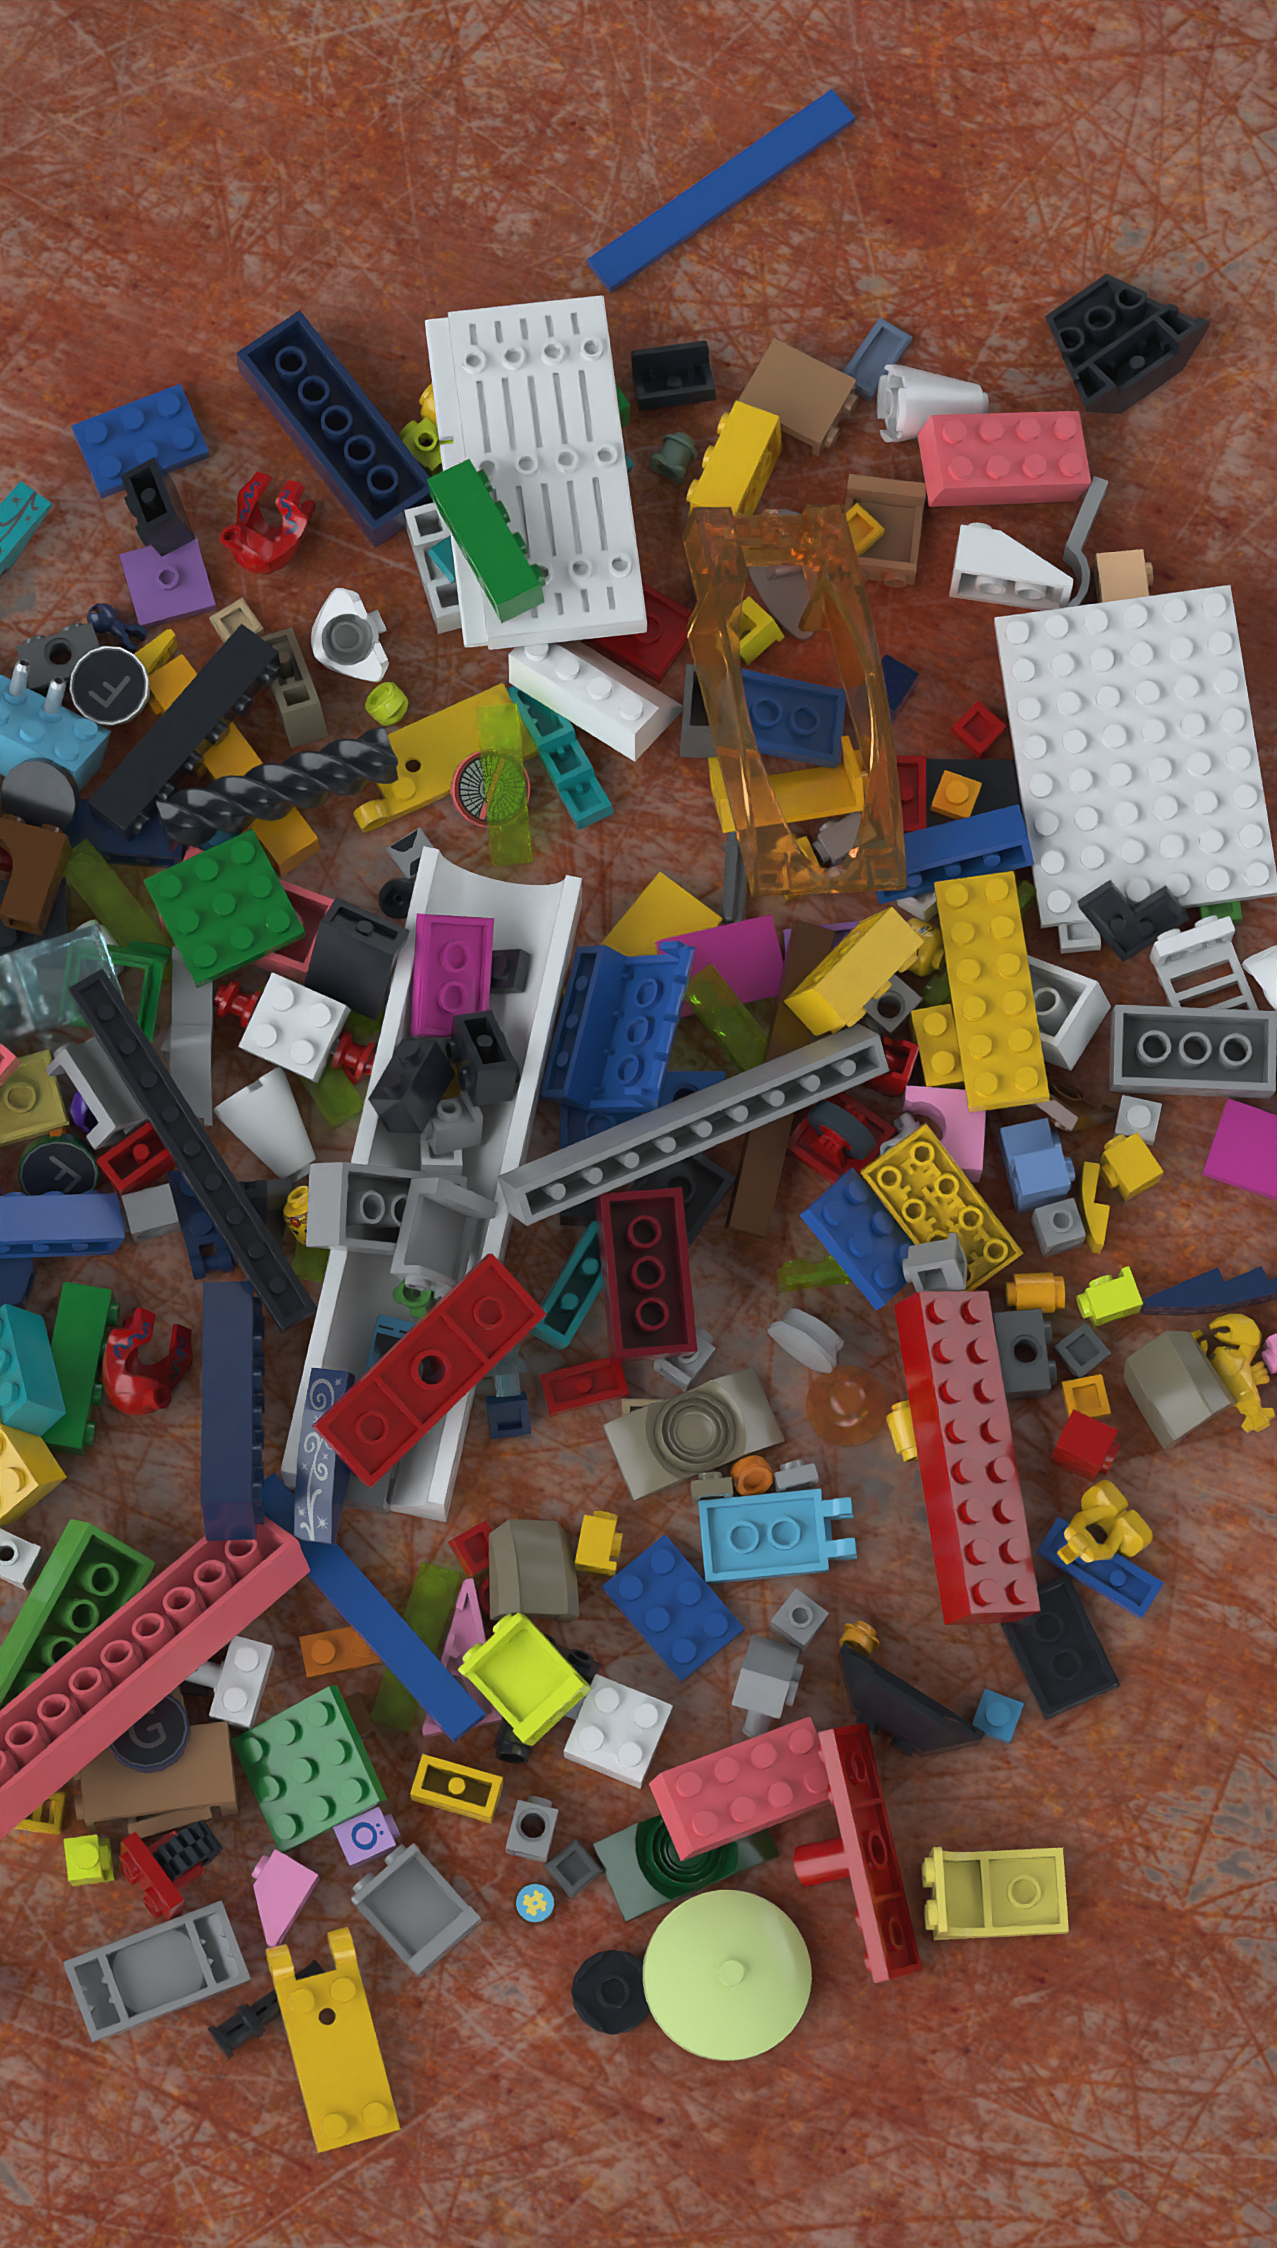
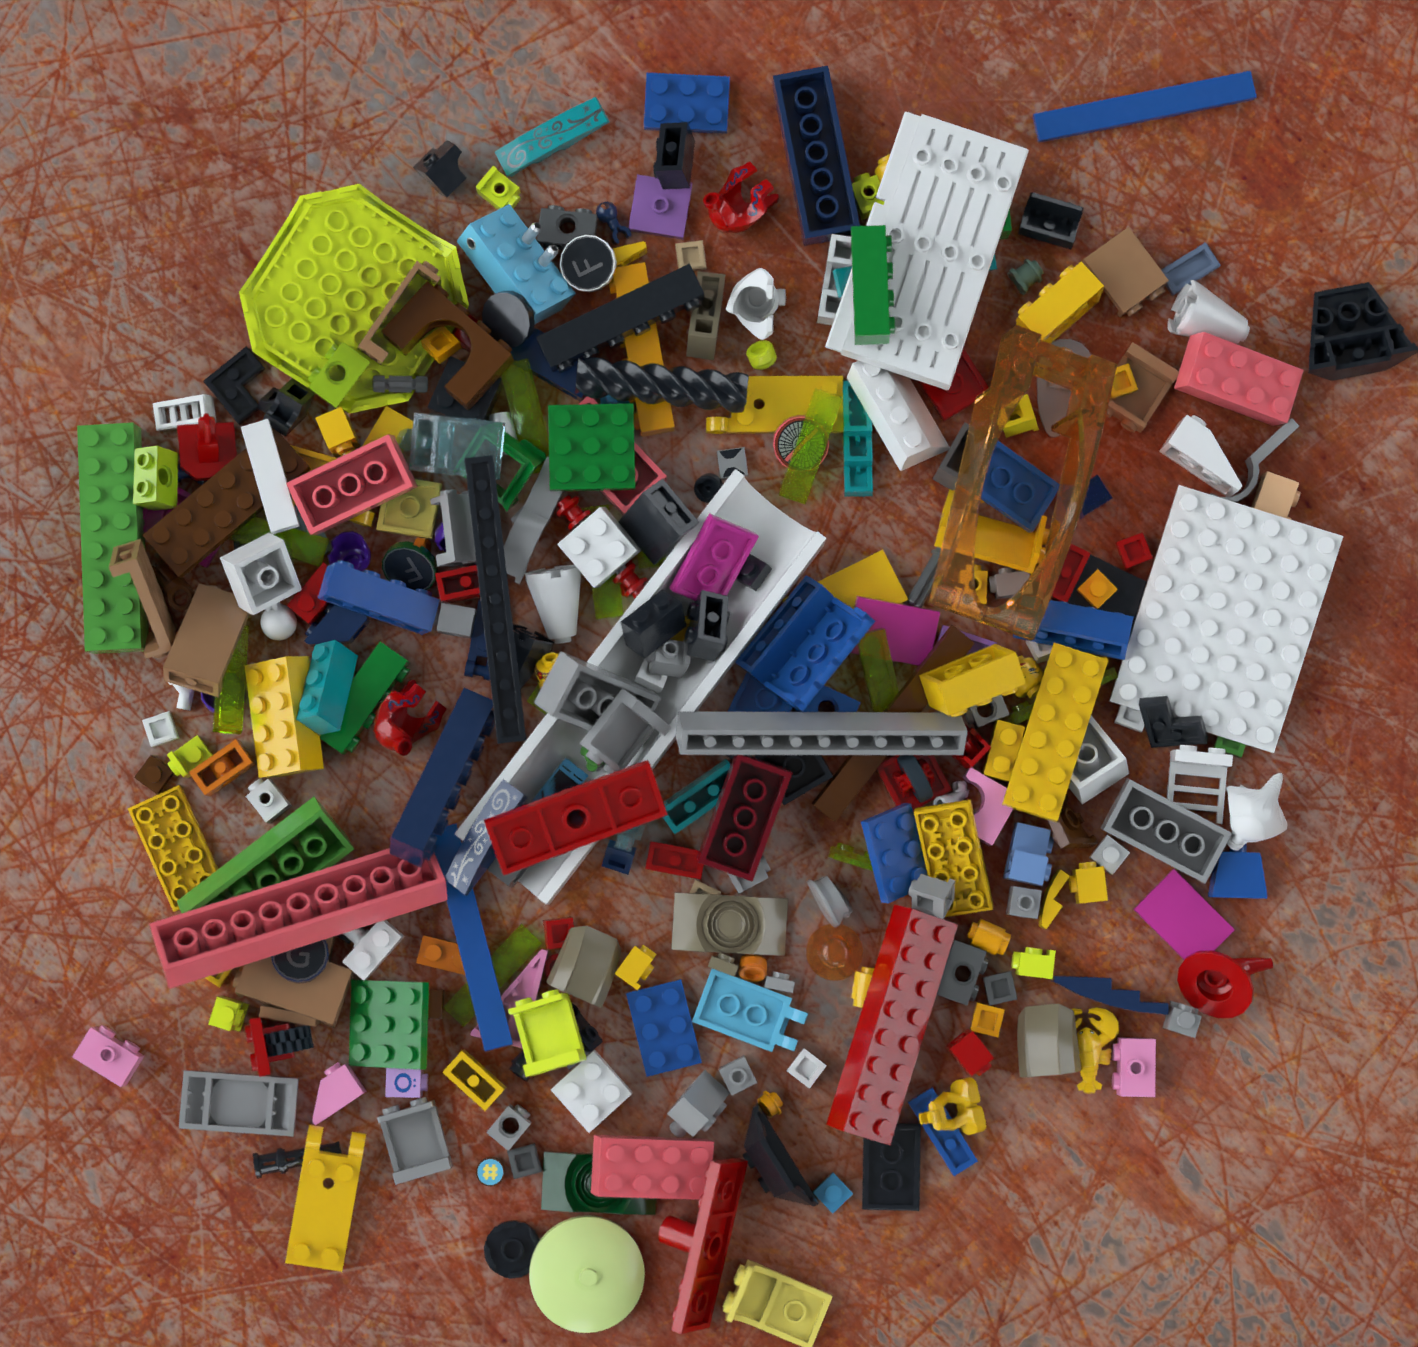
camera: 25 degrees right, 10 degrees up
(883, 1570) = (806, 1068): none -> white plate

